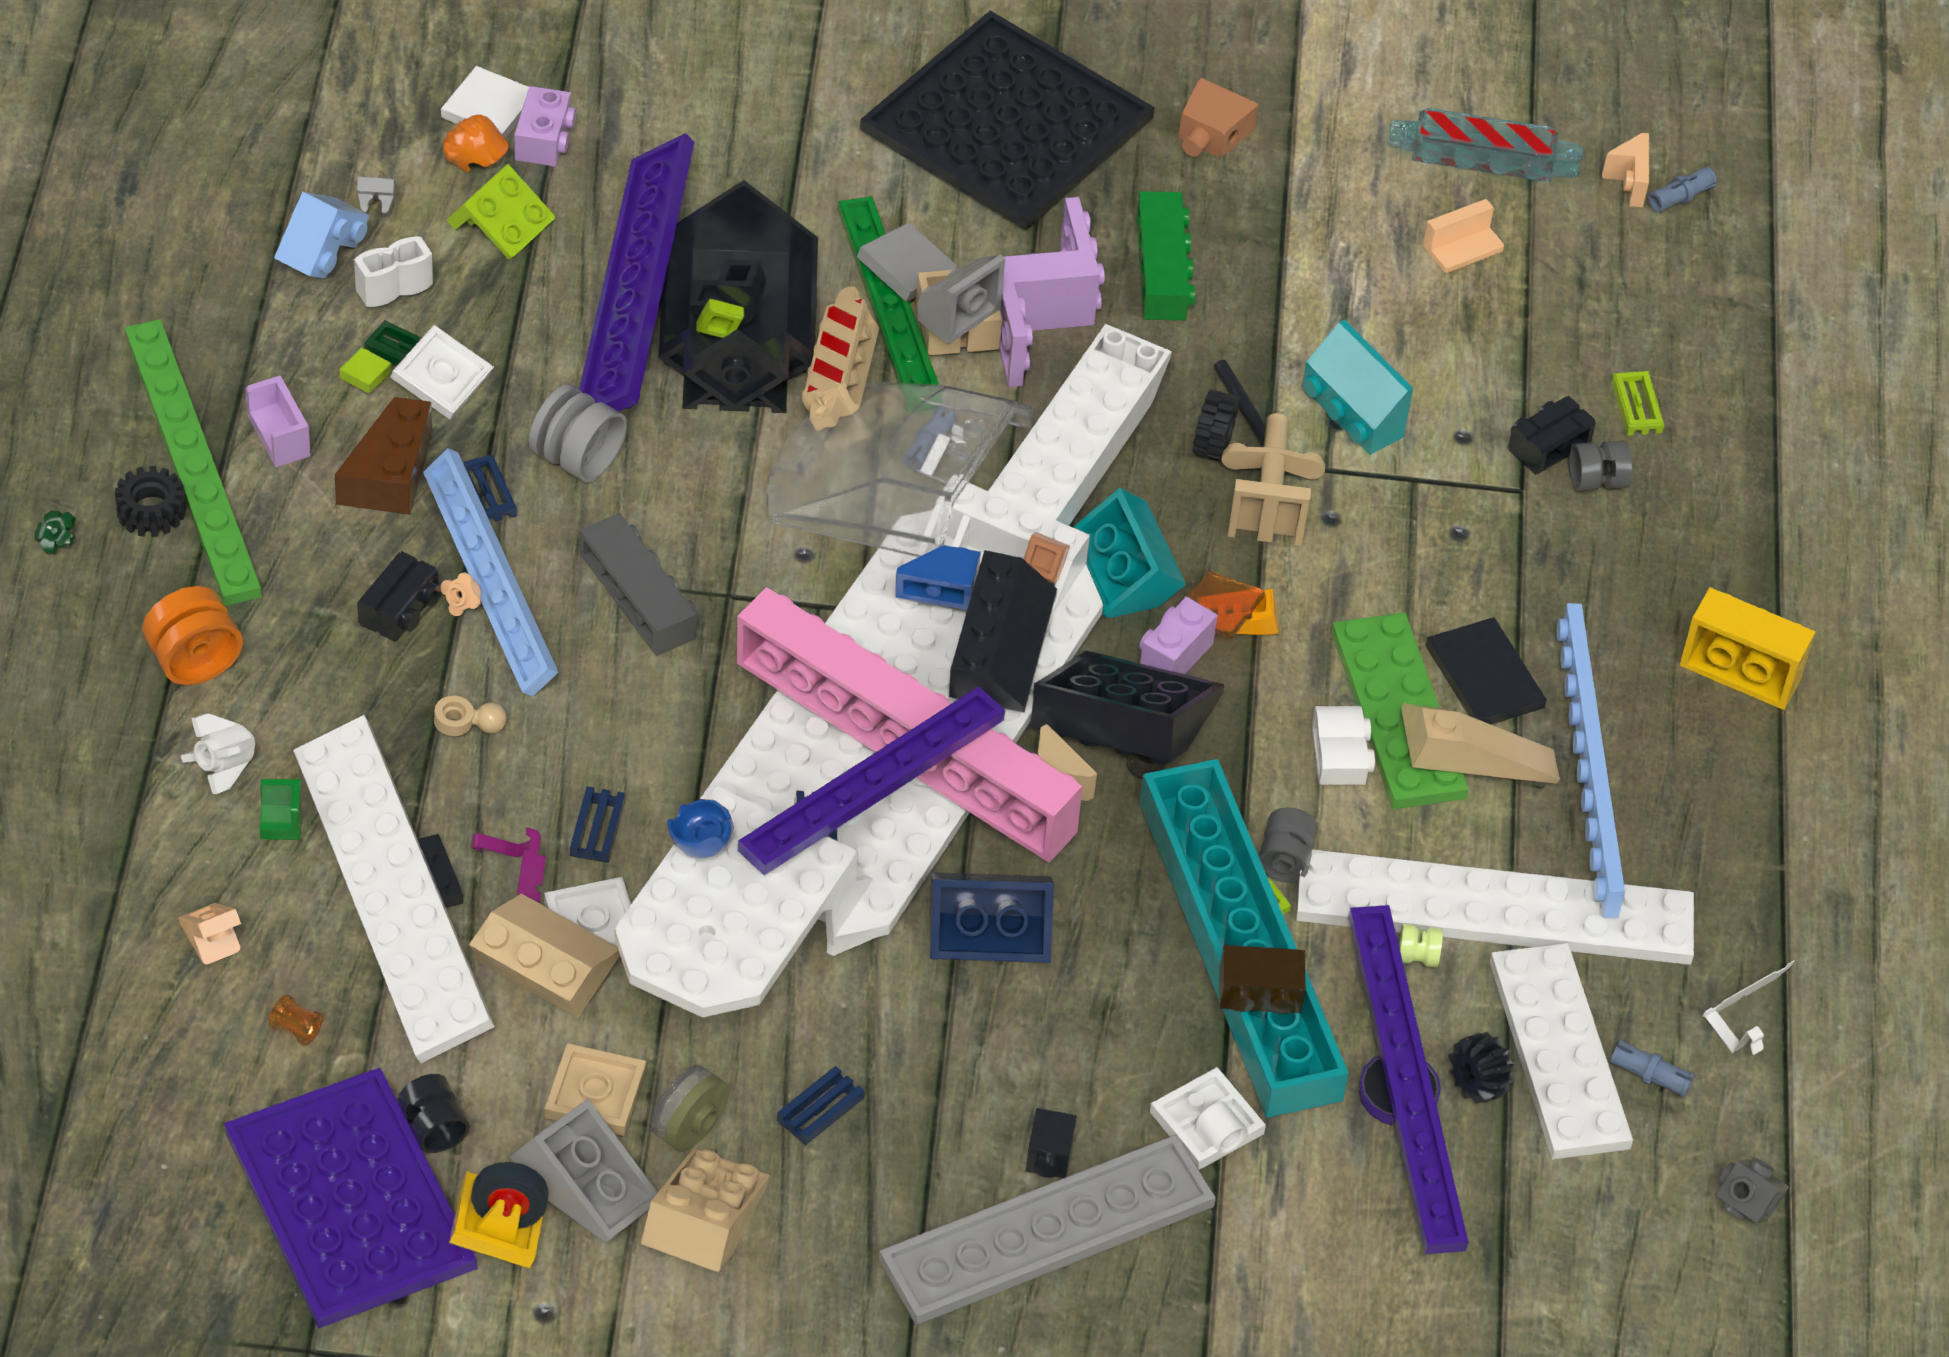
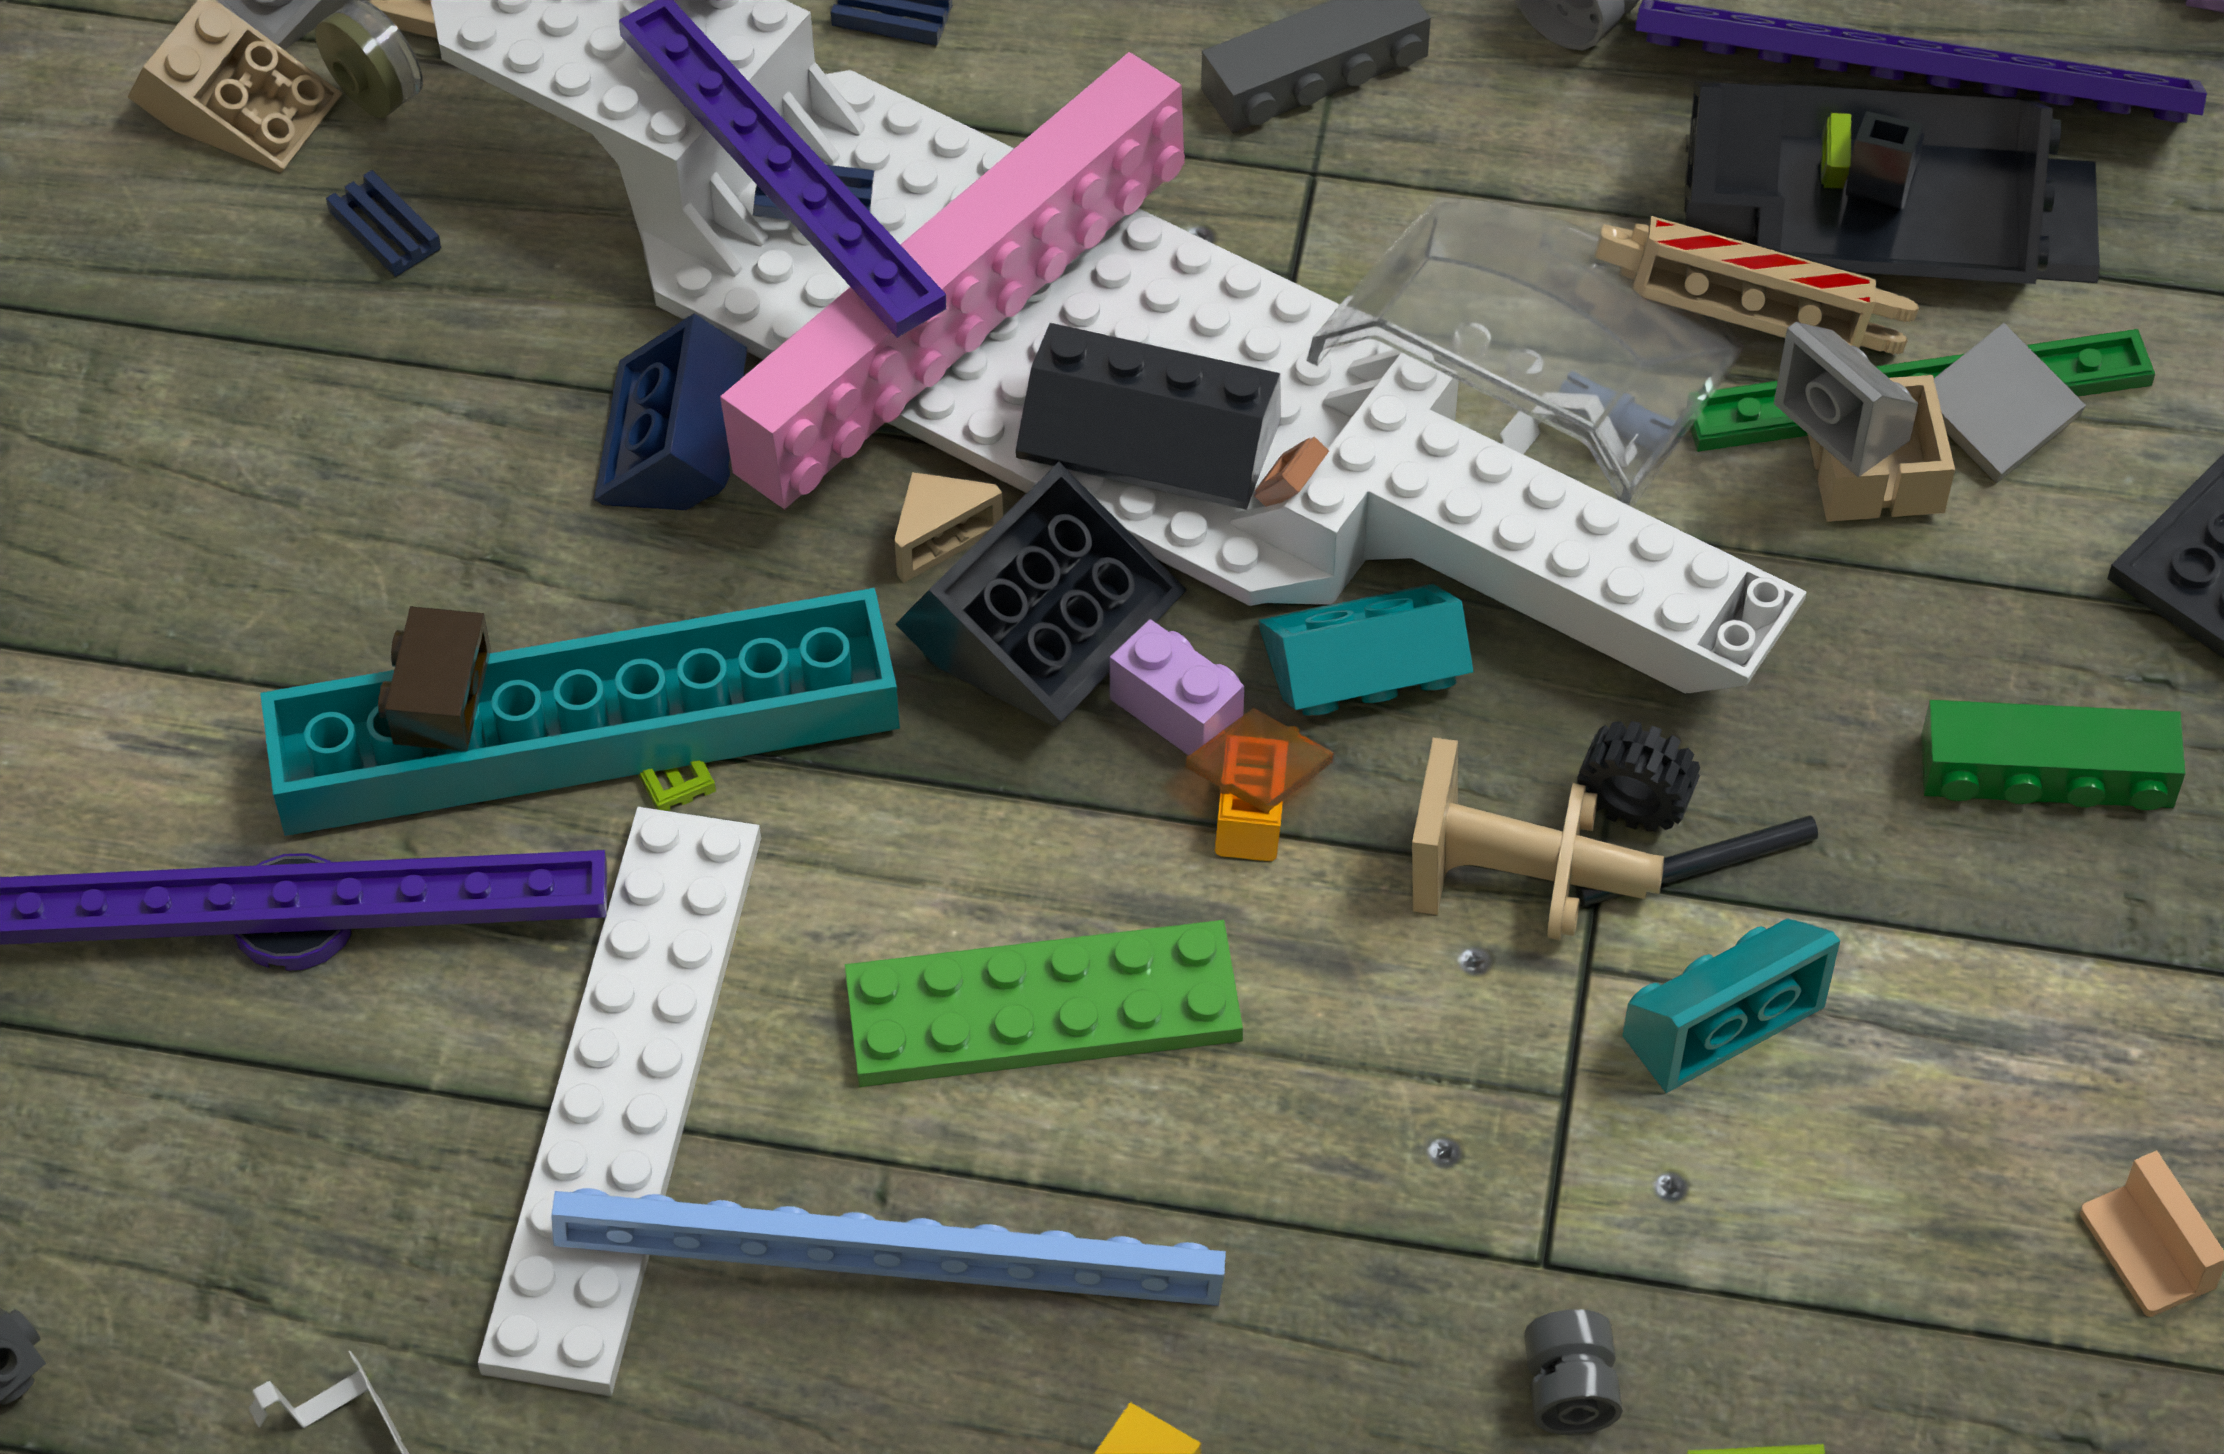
camera: 100 degrees right, 5 degrees up
(940, 577) = (1268, 340): blue slope -> none
(1046, 1229) = (126, 456): light grey plate -> none
(1049, 291) = (1934, 590): lavender bracket -> none
(1051, 1143) = (259, 460): black brick -> none
(1208, 1118) = (271, 647): white plate -> none
(1288, 844) = (775, 802): dark grey wheel -> none
(1341, 745) = (958, 897): white brick -> none
(1420, 945) = (545, 960): yellowish green wheel -> none
(1463, 744) = (940, 1059): tan wedge -> none
(1481, 1067) = (281, 999): black gear -> none
(1485, 672) = (1115, 1141): black tile -> none
(1550, 434) = (1656, 1307): black brick -> none
(1560, 1051) = (329, 1144): white plate -> none
(1652, 1068) = (266, 1268): sand blue pin -> none

